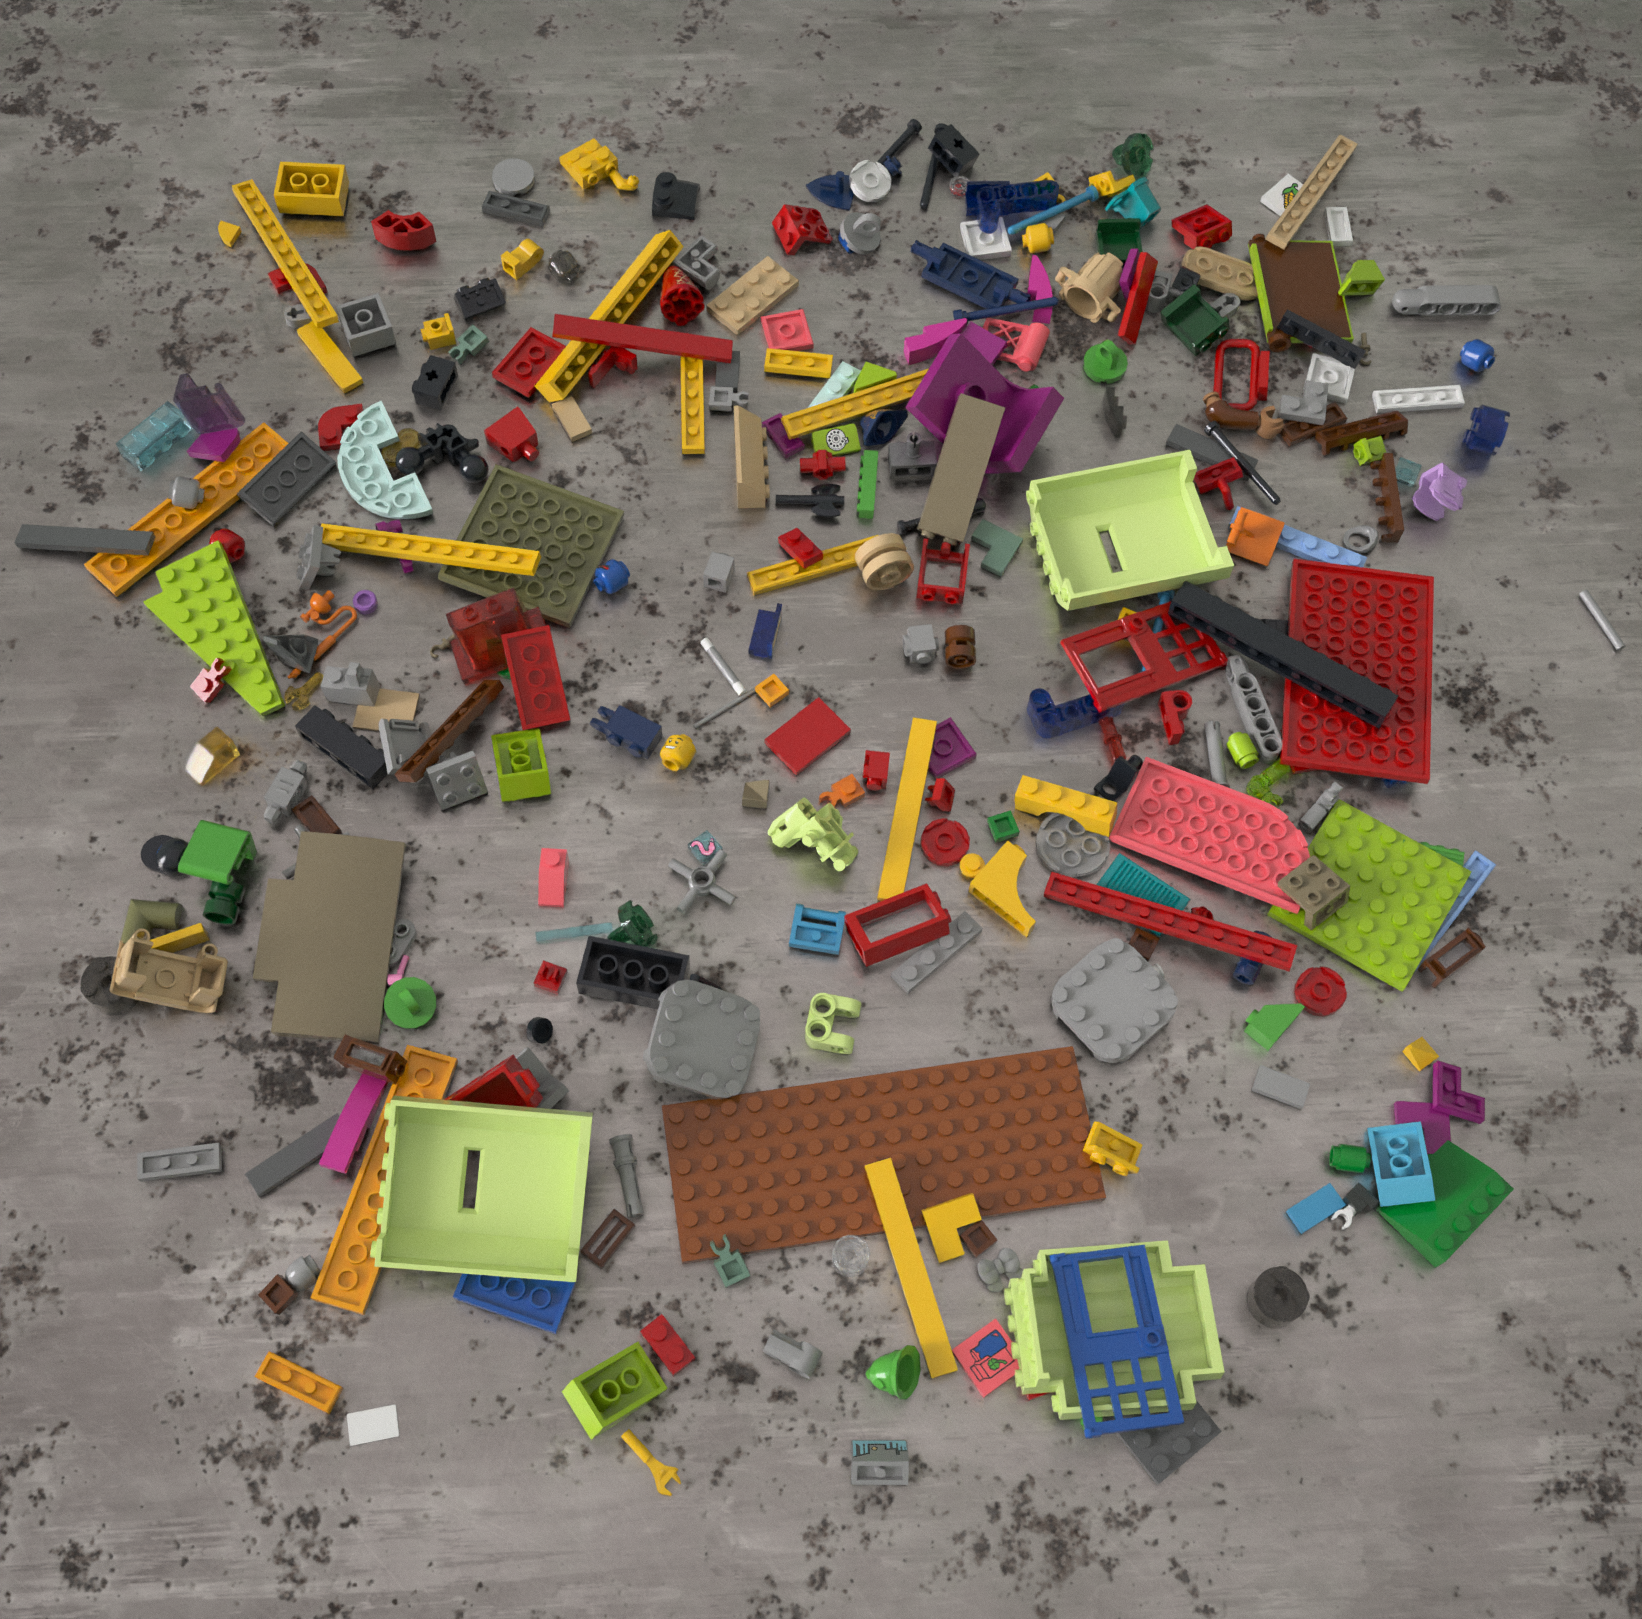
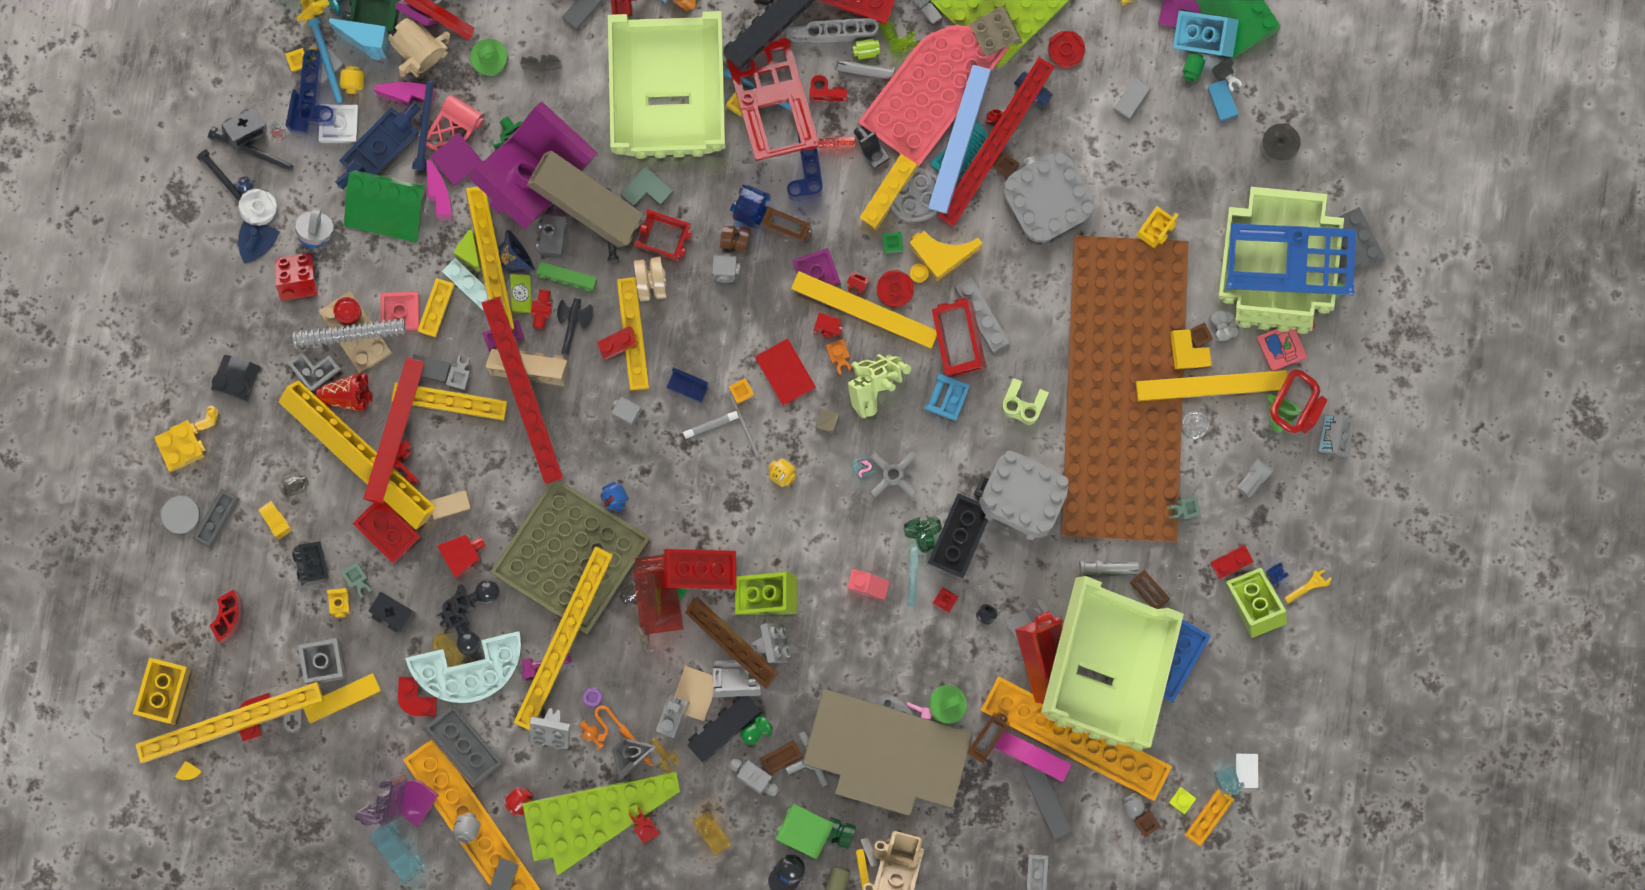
camera: 70 degrees left, 15 degrees up
(211, 936) = (869, 852): none -> white sticker
(318, 1339) = (1182, 800): none -> neon yellow plate
(347, 782) = (754, 730): none -> green animal
(350, 1397) = (1228, 781): none -> clear light blue bracket
(629, 730) = (755, 507): dark blue hinge -> none
(661, 1411) = (1277, 573): none -> clear blue wheel
(714, 447) = (522, 390): none -> red plate
(747, 281) = (349, 333): none -> light grey piece
(771, 275) = (347, 311): none -> red wheel
(901, 1410) = (1311, 411): none -> red bar
(903, 288) = (384, 205): none -> green slope
(992, 701) = (786, 225): none -> reddish brown window
(1004, 653) = (750, 206): none -> clear blue brick
(1089, 234) = (365, 37): none -> medium azure slope
(1159, 874) = (959, 139): none -> light blue tile
(1271, 1022) = (1086, 90): bright green slope -> none

